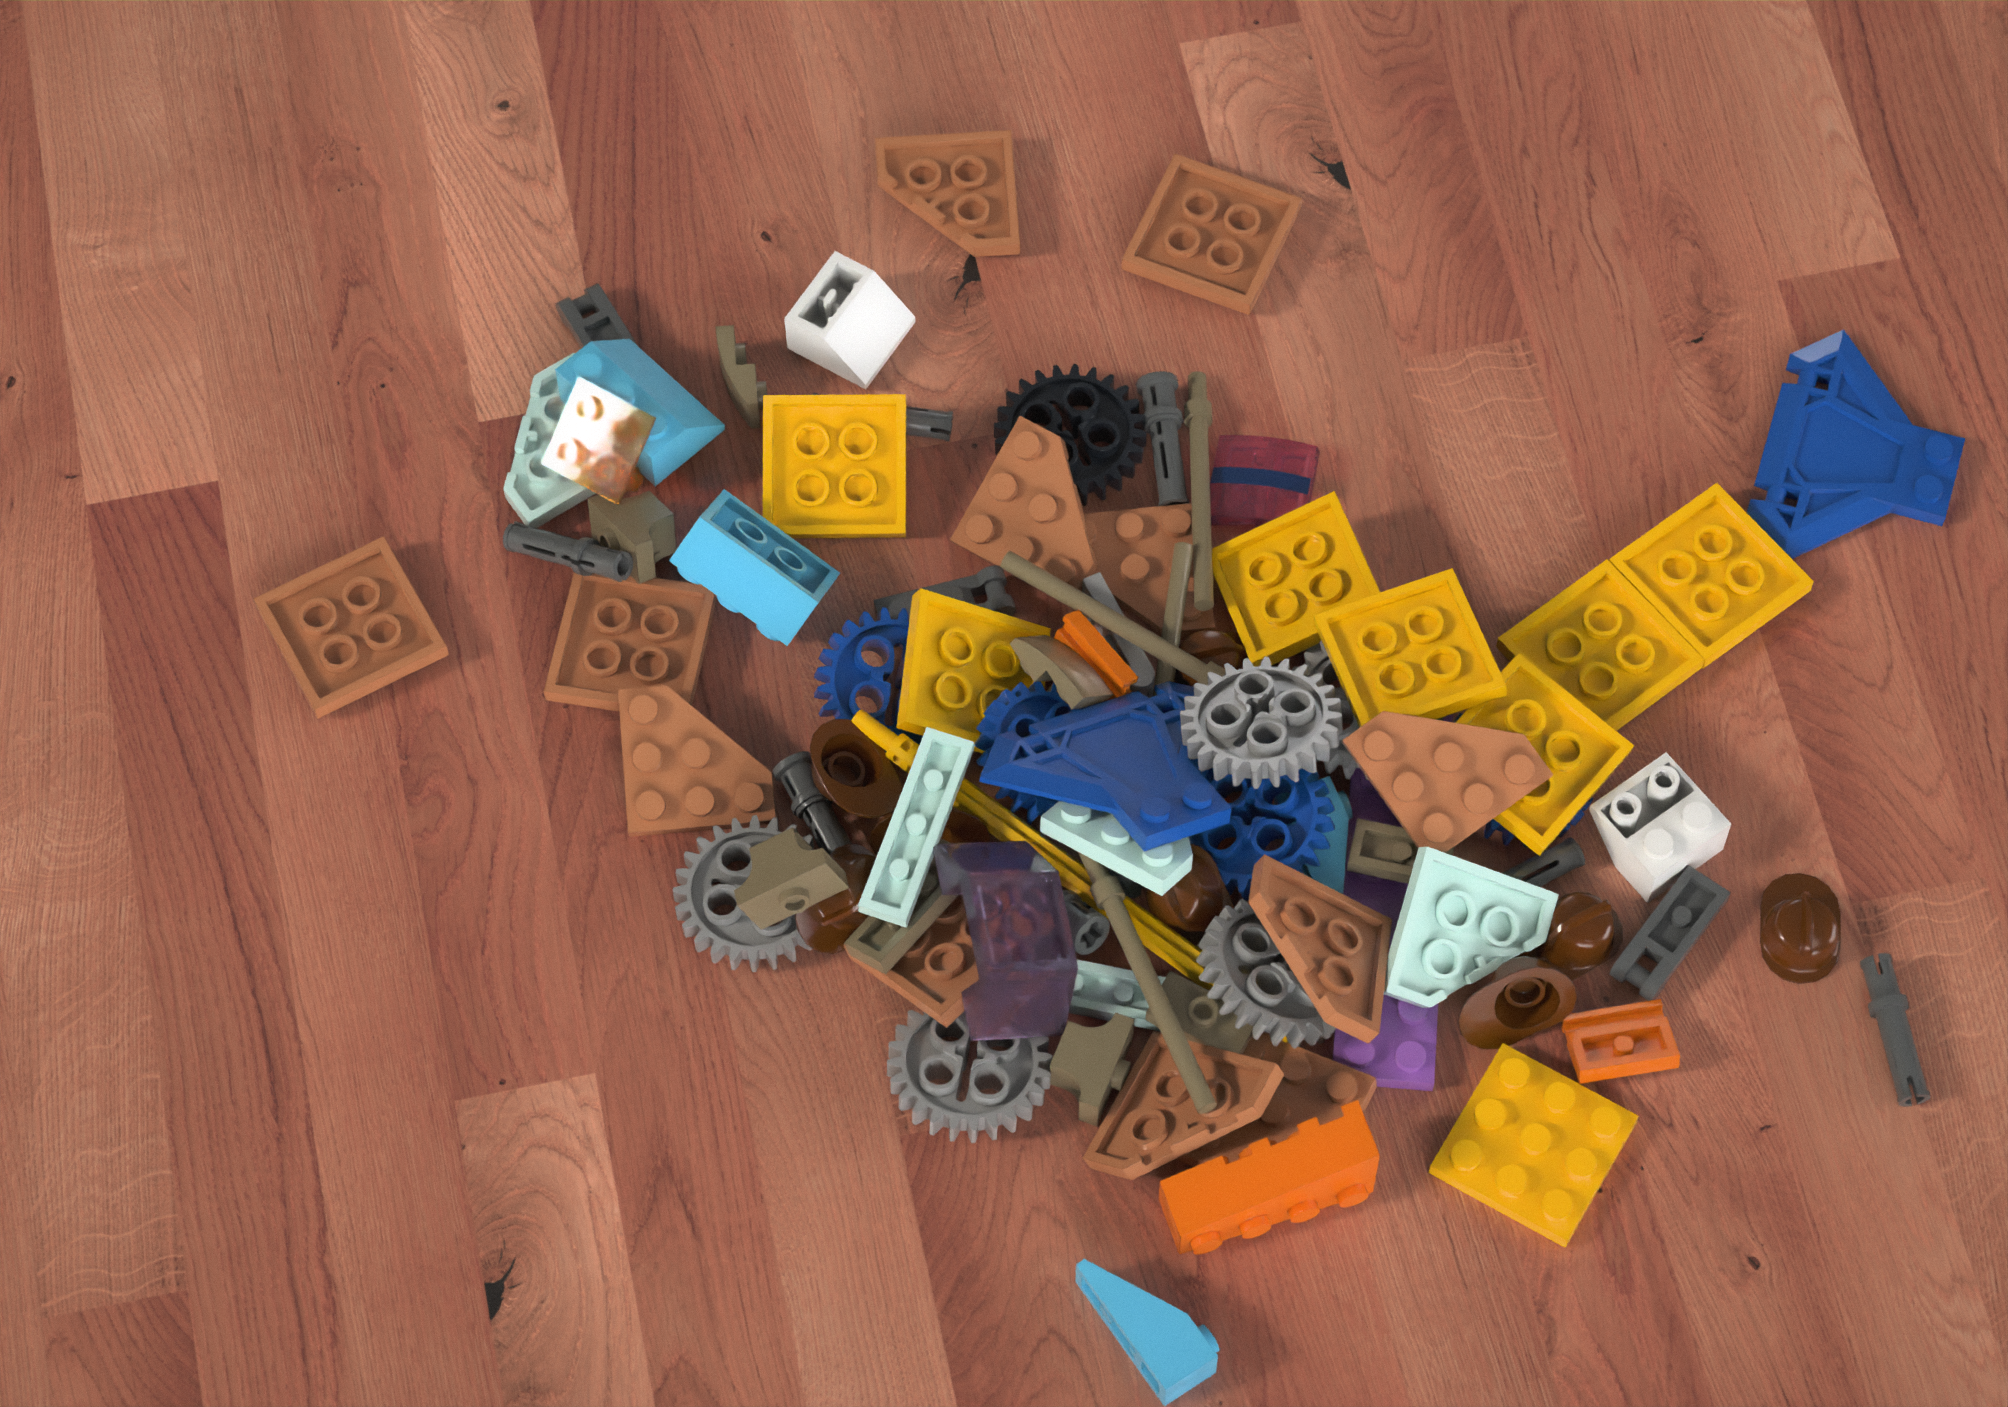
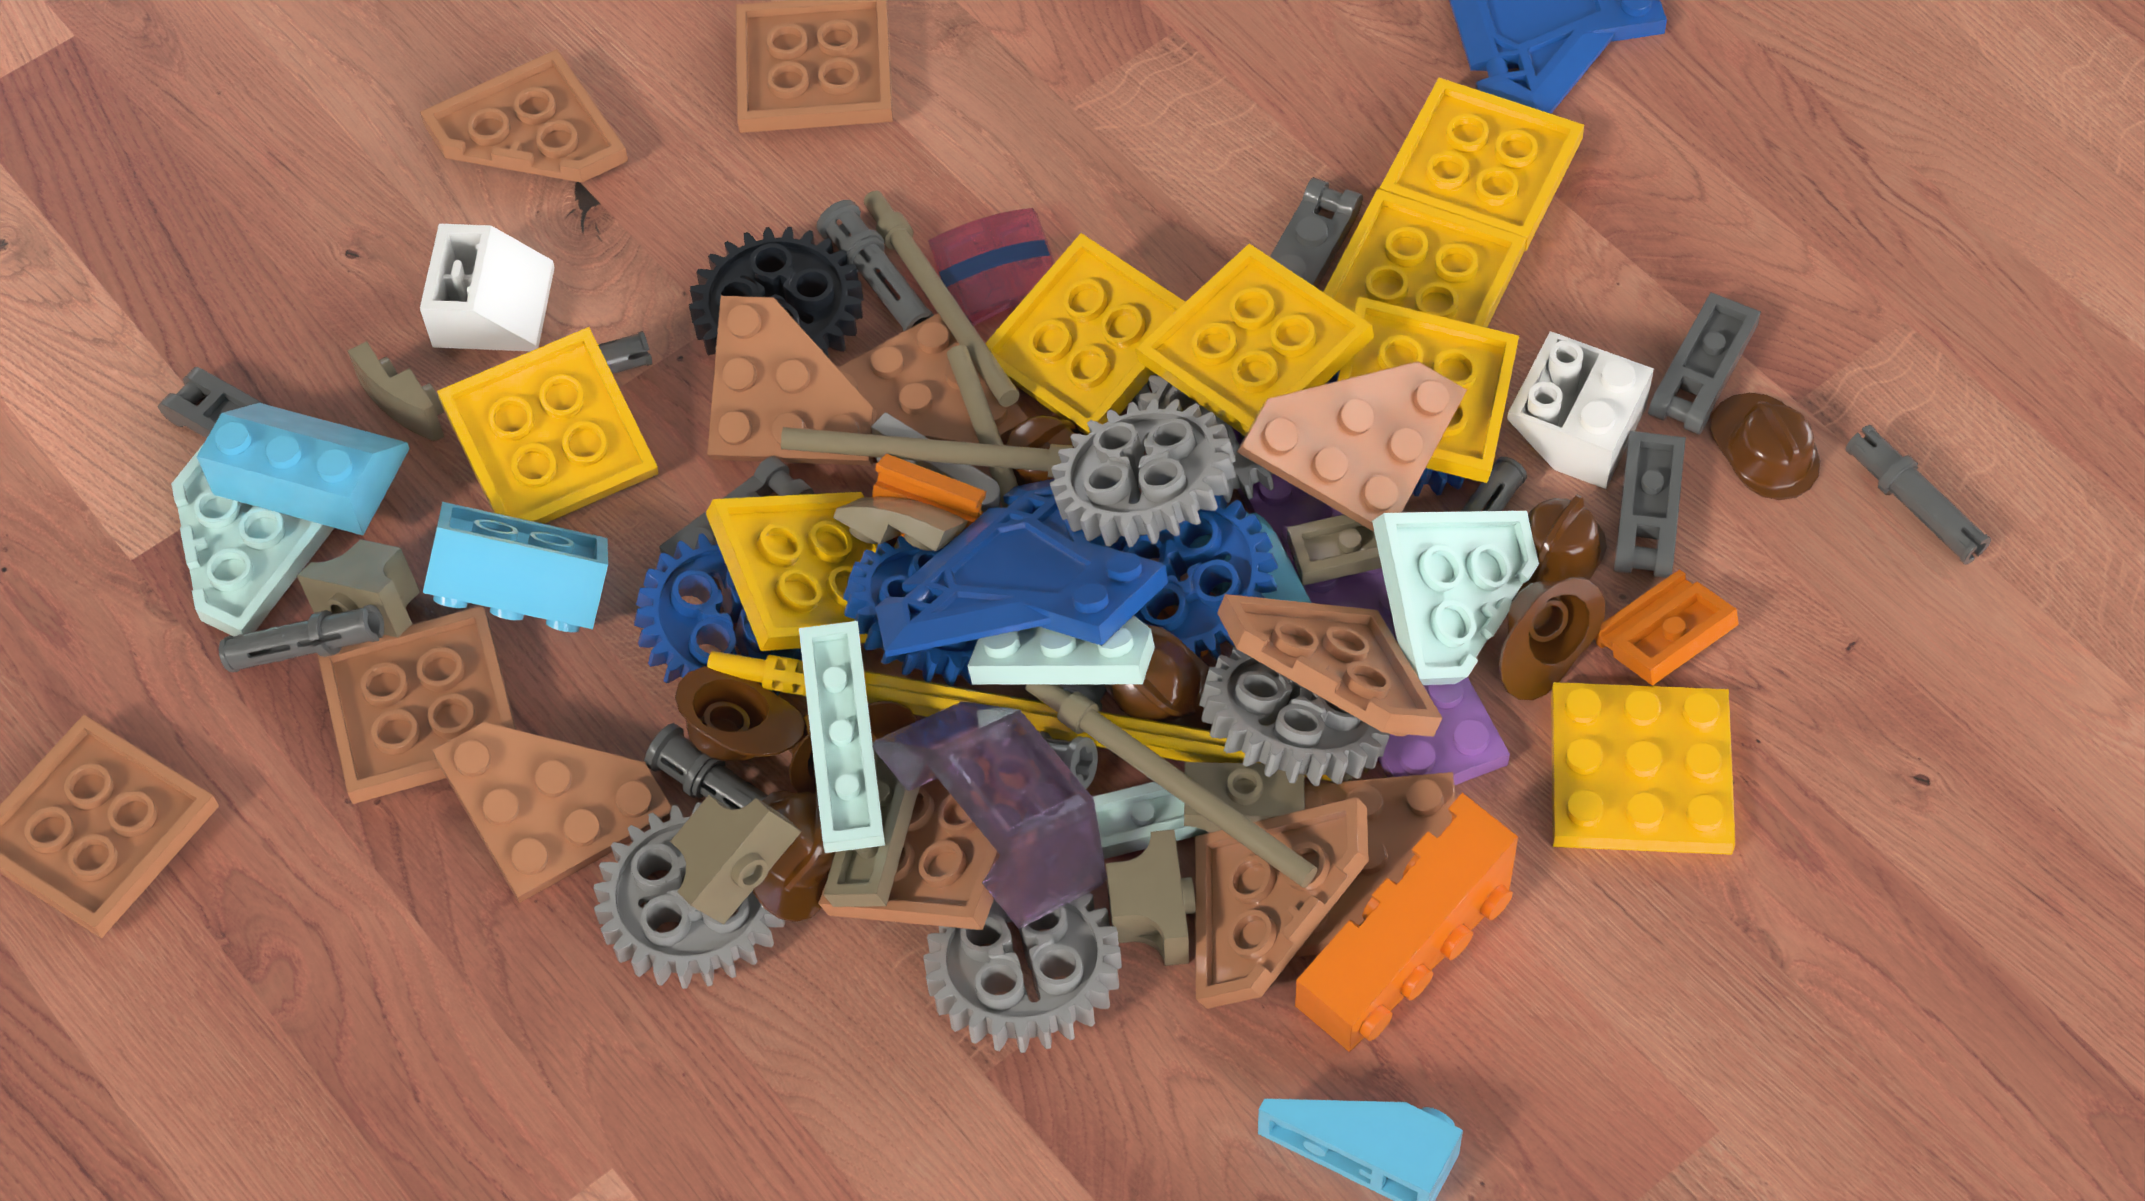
camera: 25 degrees left, 5 degrees down
(600, 441) = (283, 508): clear orange hinge -> none
(1527, 580) = (1312, 239): none -> dark grey plate
(1790, 835) = (1705, 362): none -> dark grey plate

